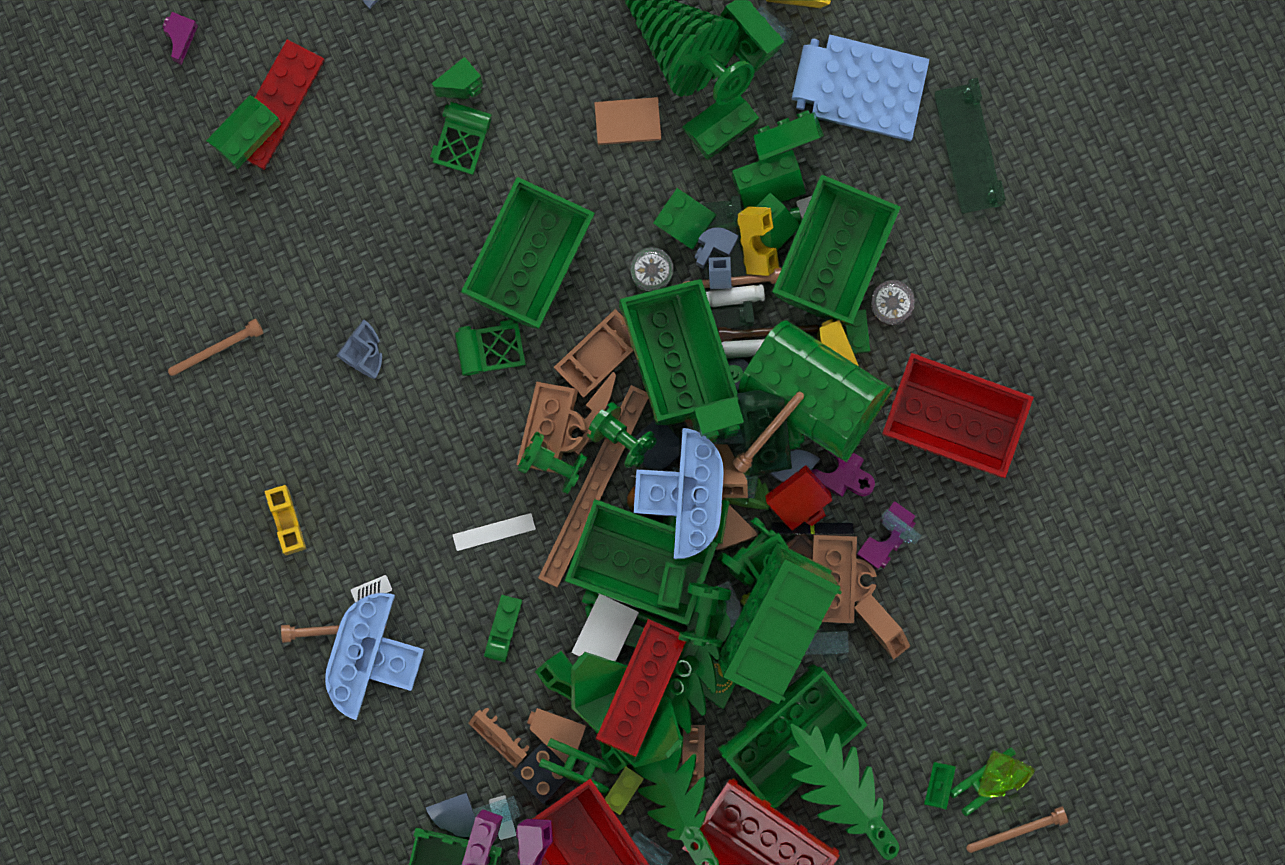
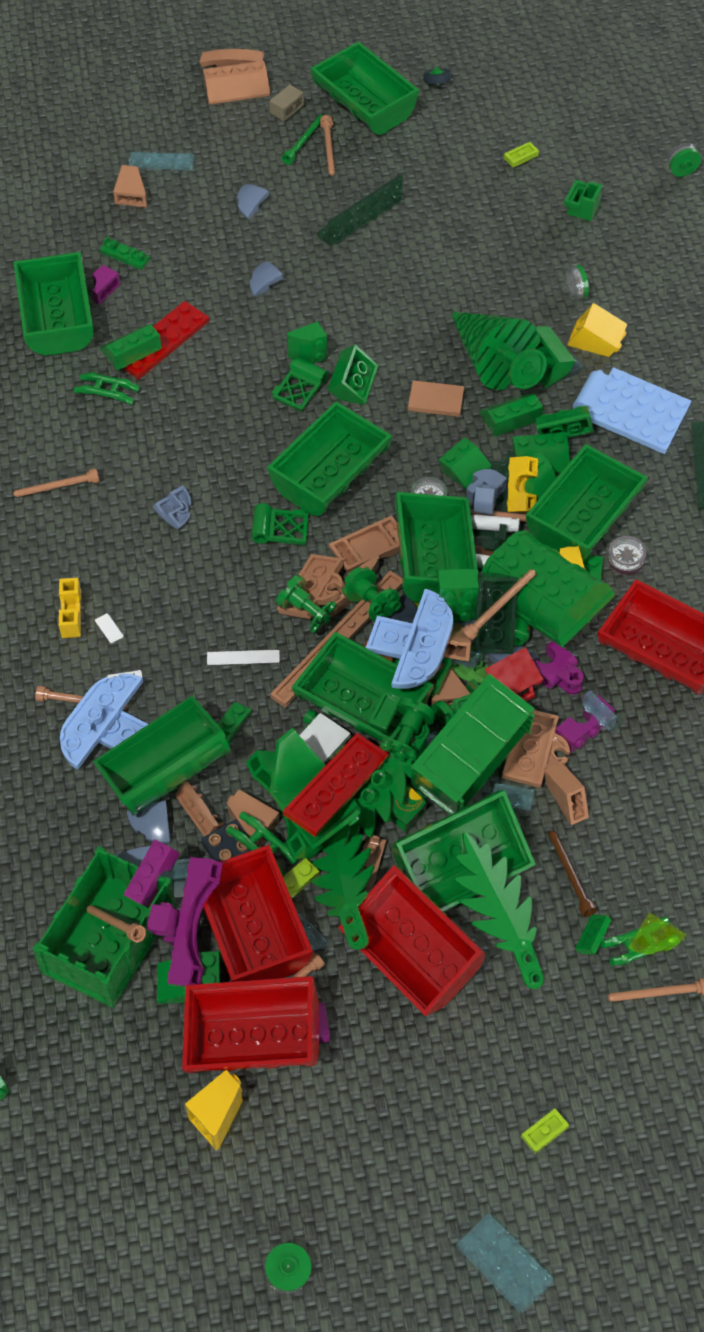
camera: 15 degrees right, 25 degrees down
(131, 90) = (54, 303): none -> green container
(241, 203) = (112, 393): none -> green piece
(334, 528) = (109, 628): none -> white sticker
(446, 696) = (162, 755): none -> green container
(452, 761) = (152, 822): none -> sand blue brick
(522, 113) = (353, 376): none -> green slope
(927, 753) = (586, 906): none -> reddish brown piece

